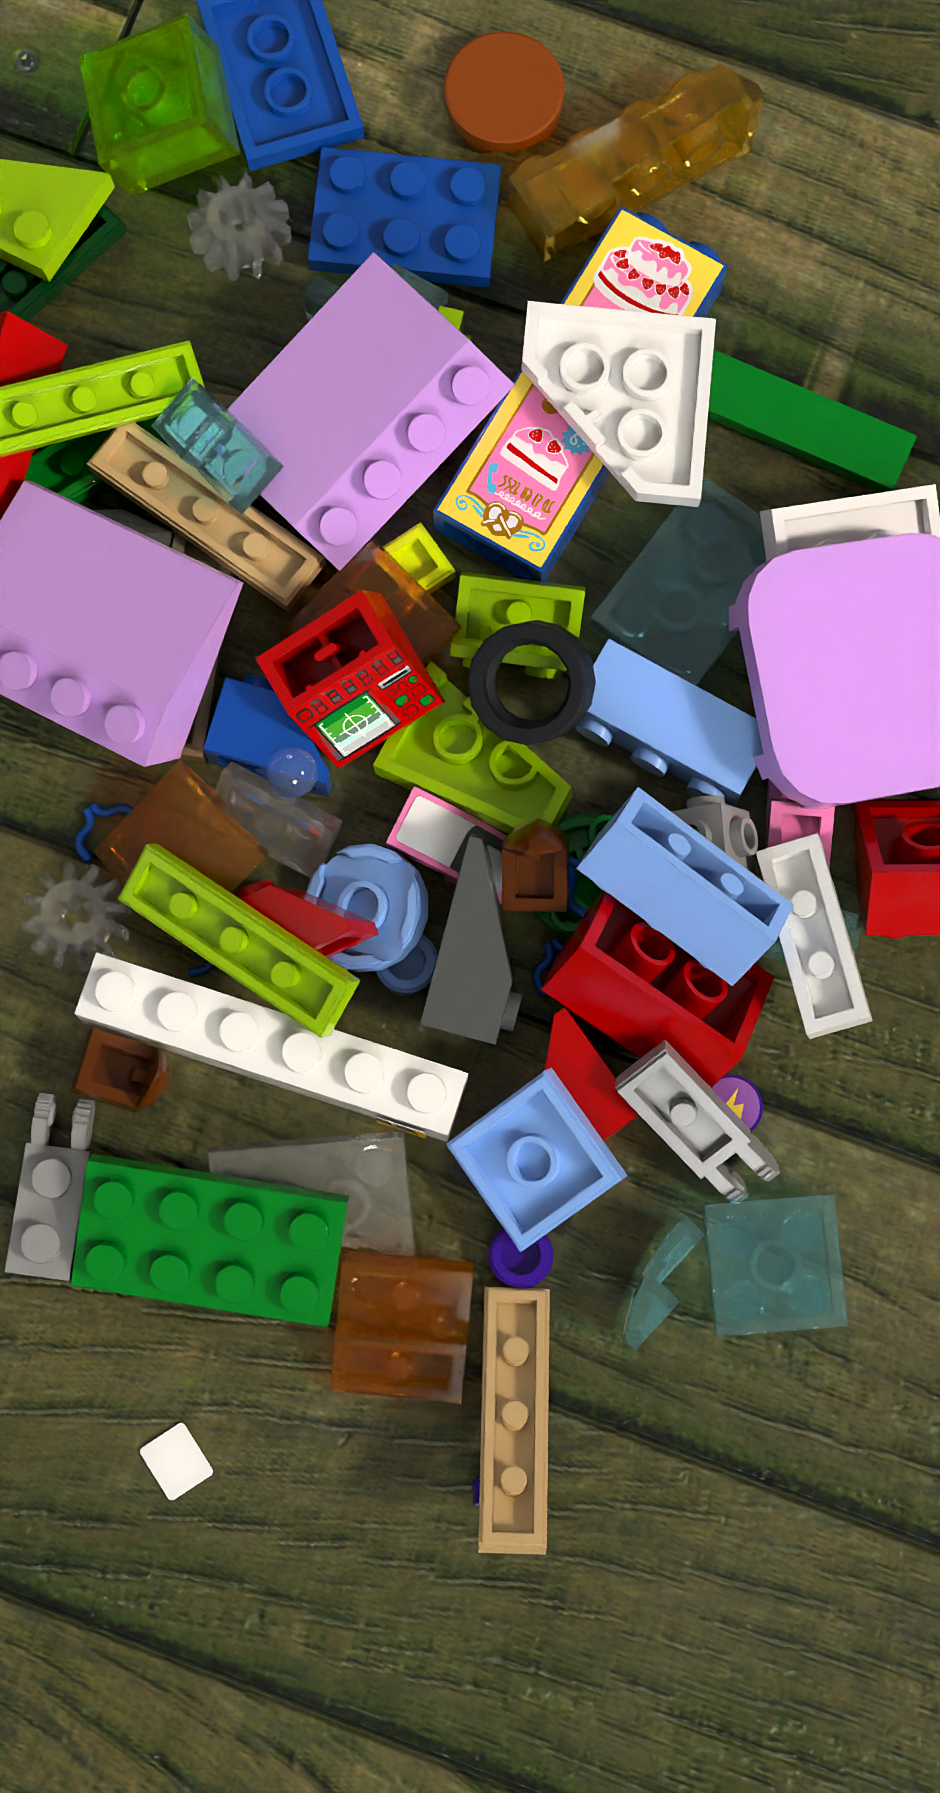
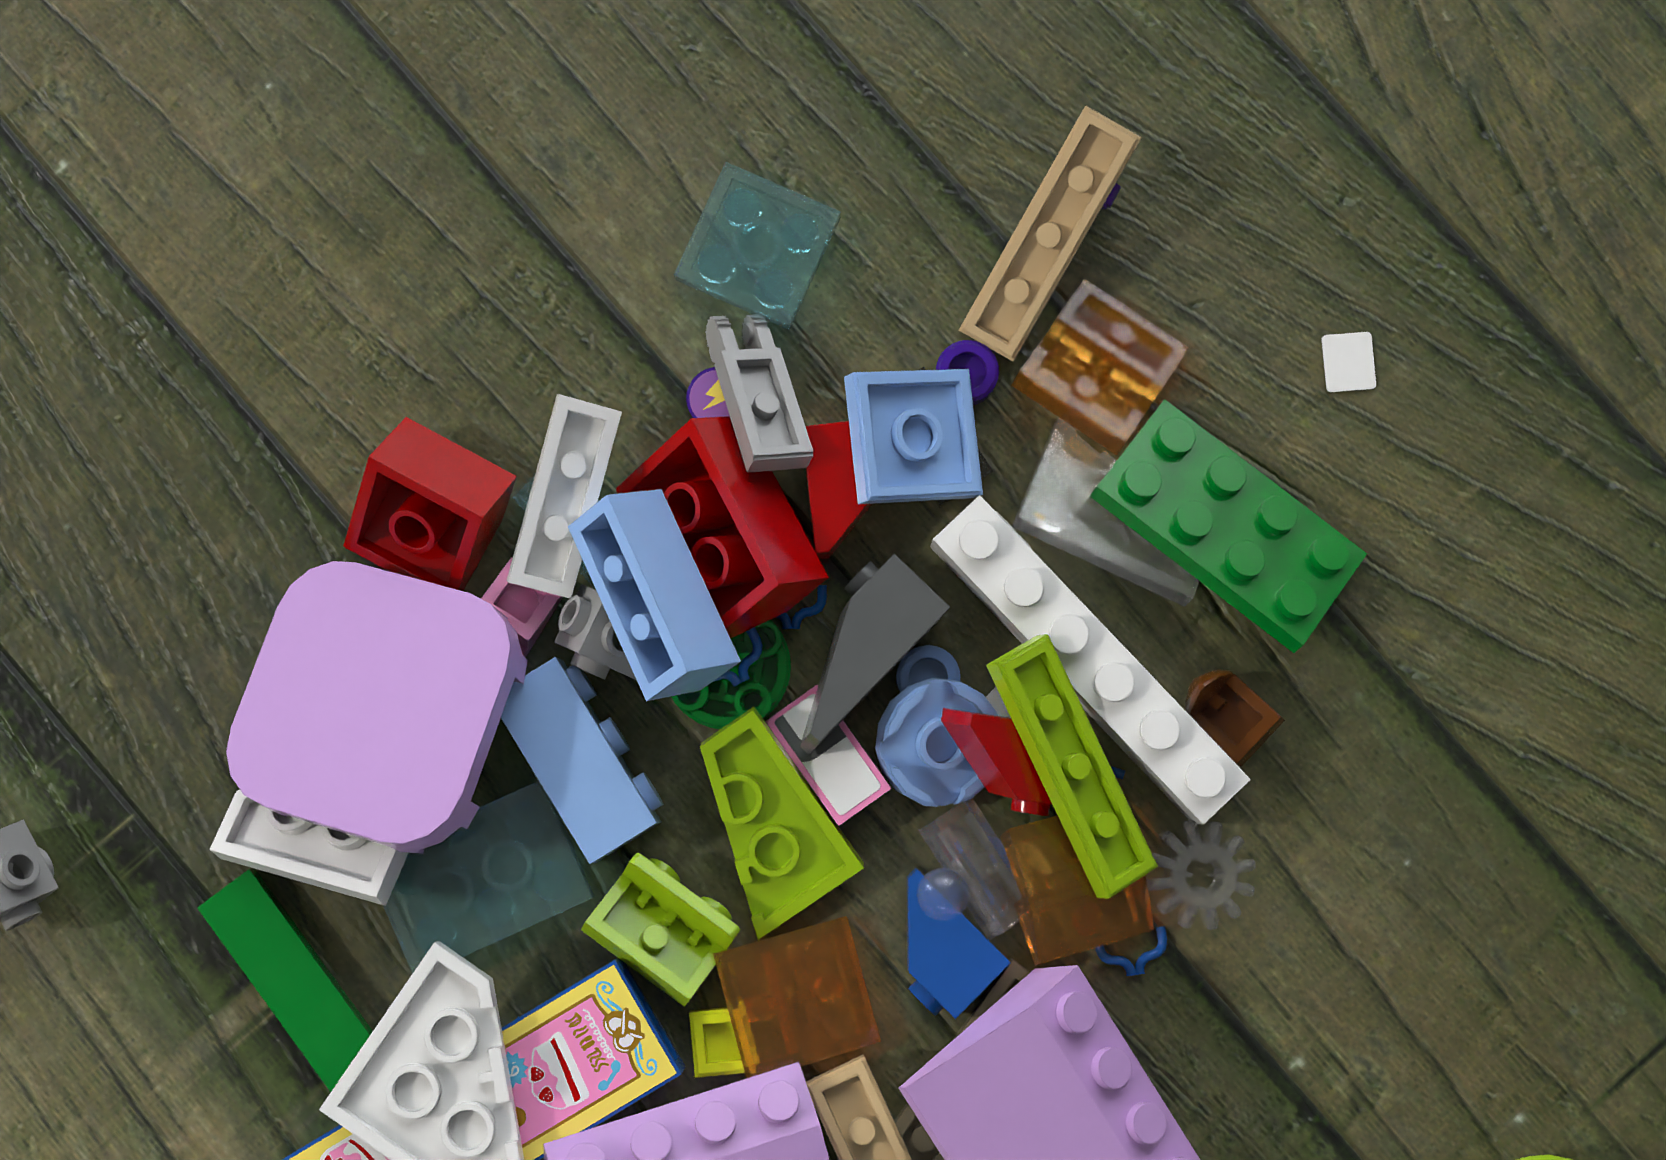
camera: 145 degrees left, 5 degrees up
(50, 1194) = (1345, 641): light grey hinge -> none
(351, 678) = (843, 952): red slope -> none
(484, 693) = (731, 845): black tyre -> none
(535, 868) = (773, 688): reddish brown plate -> none
(651, 1300) = (880, 271): clear light blue slope -> none

